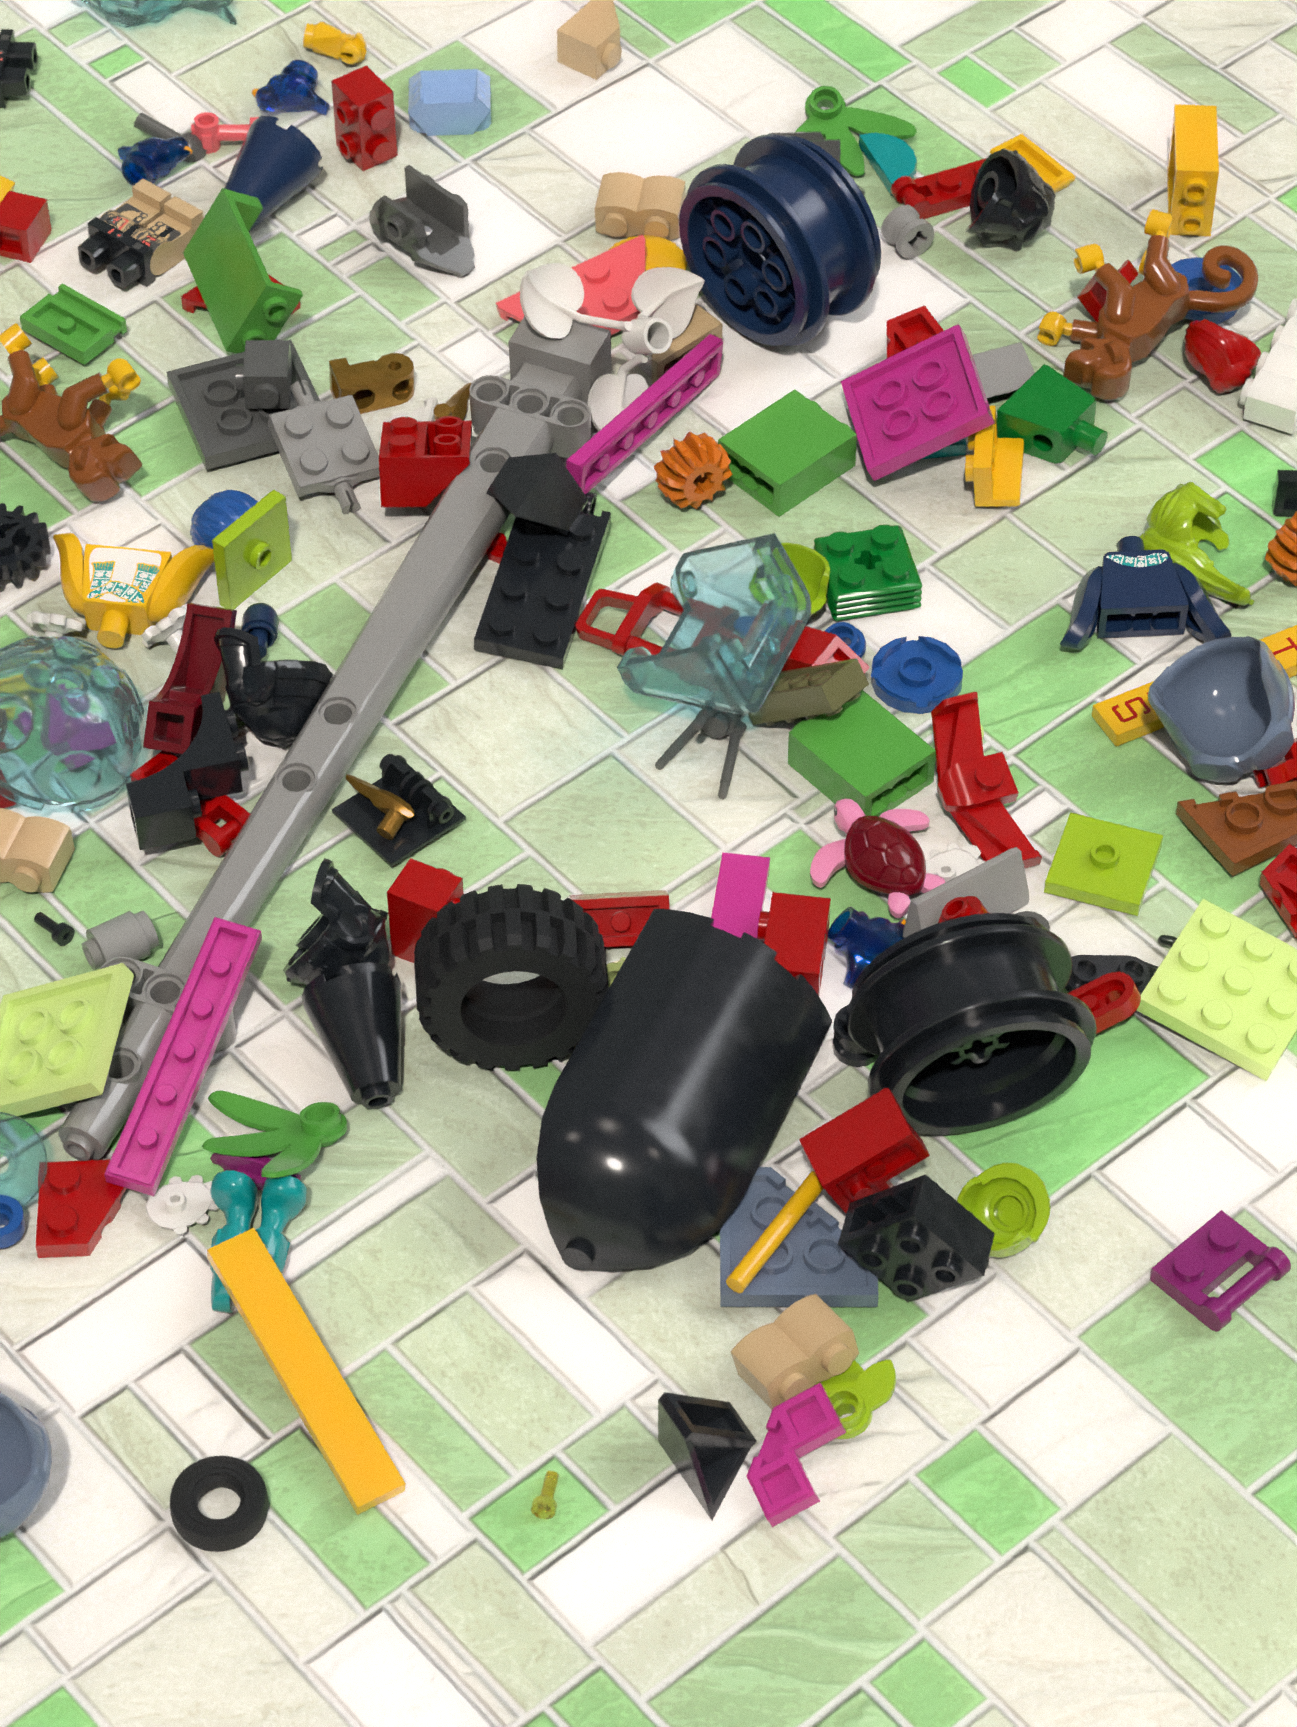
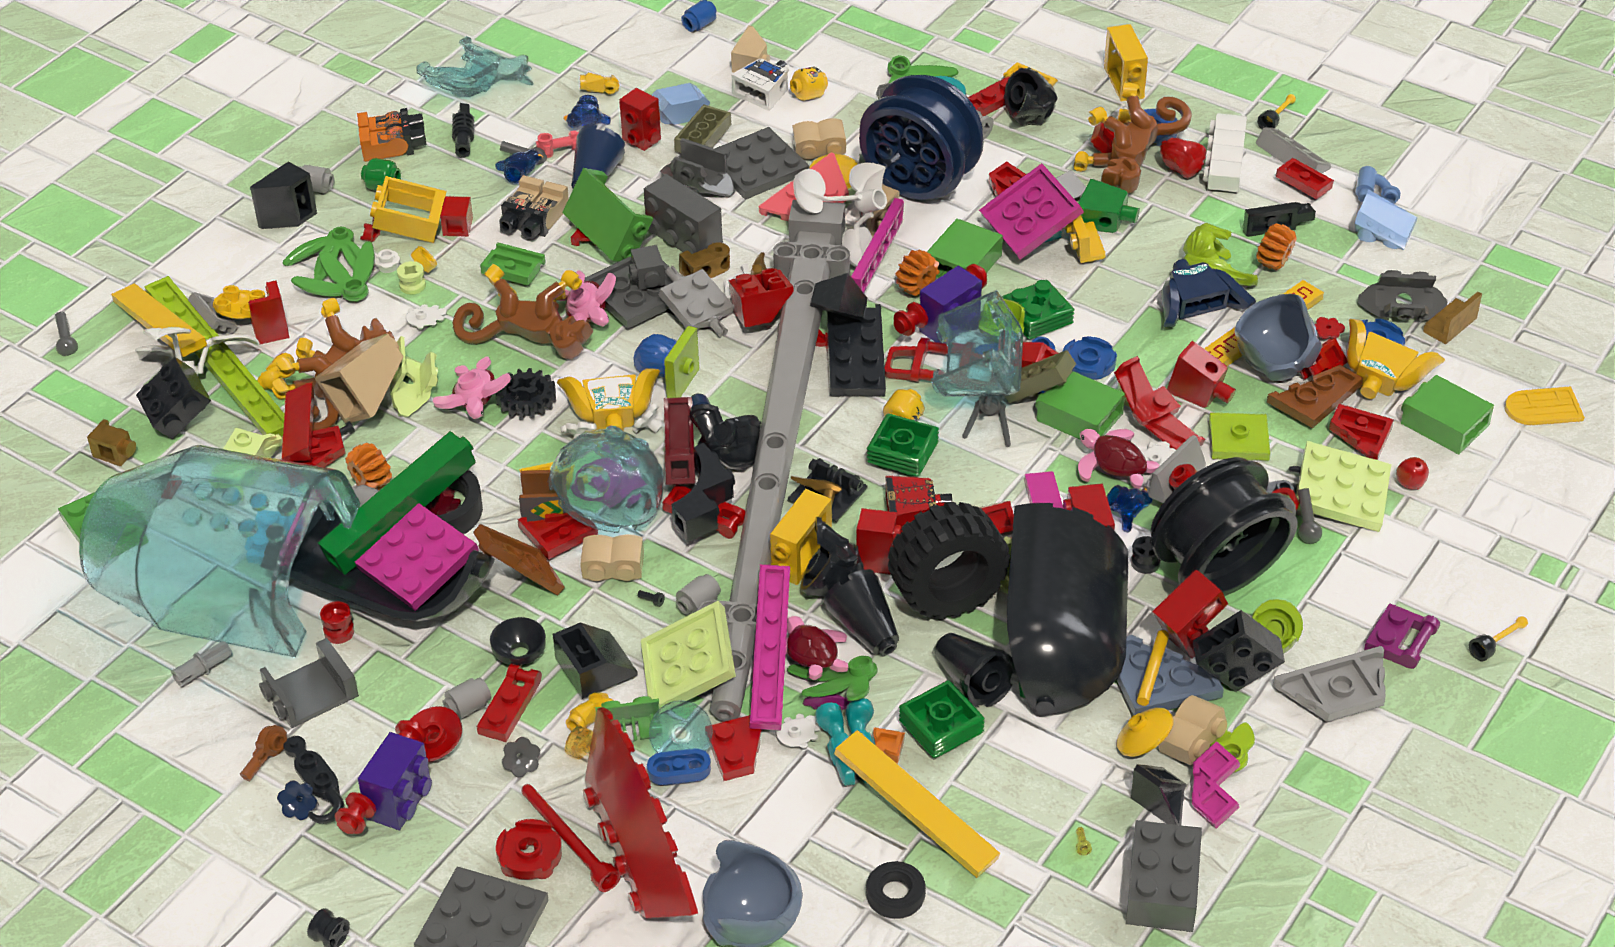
camera: 15 degrees left, 5 degrees down
(91, 82) = (463, 130): none -> black hinge
(157, 411) = (589, 300): none -> bright pink animal
(260, 1070) = (814, 647): none -> dark red animal
(296, 866) = (795, 536): none -> yellow window
(315, 1258) = (889, 742): none -> orange tile
(356, 297) = (682, 215): none -> dark grey brick
(399, 1264) = (941, 718): none -> green brick
(466, 153) = (705, 127): none -> olive piece
(491, 1168) = (976, 668): none -> black cone
(522, 853) = (911, 496): none -> red torso
(530, 225) = (761, 162): none -> dark grey plate
(546, 760) = (902, 445): none -> green brick
(574, 700) = (905, 404): none -> yellow head
(591, 90) = (761, 83): none -> white torso
(642, 1587) = (1164, 876): none -> dark grey brick
(664, 106) = (808, 83): none -> yellow head
(706, 520) = (938, 297): none -> dark purple brick
(718, 1336) = (1144, 732): none -> yellow dish
(1073, 748) = (1199, 377): none -> red torso
(1075, 1332) = (1338, 685): none -> light grey wing
(1147, 1054) = (1309, 531): none -> dark grey bar

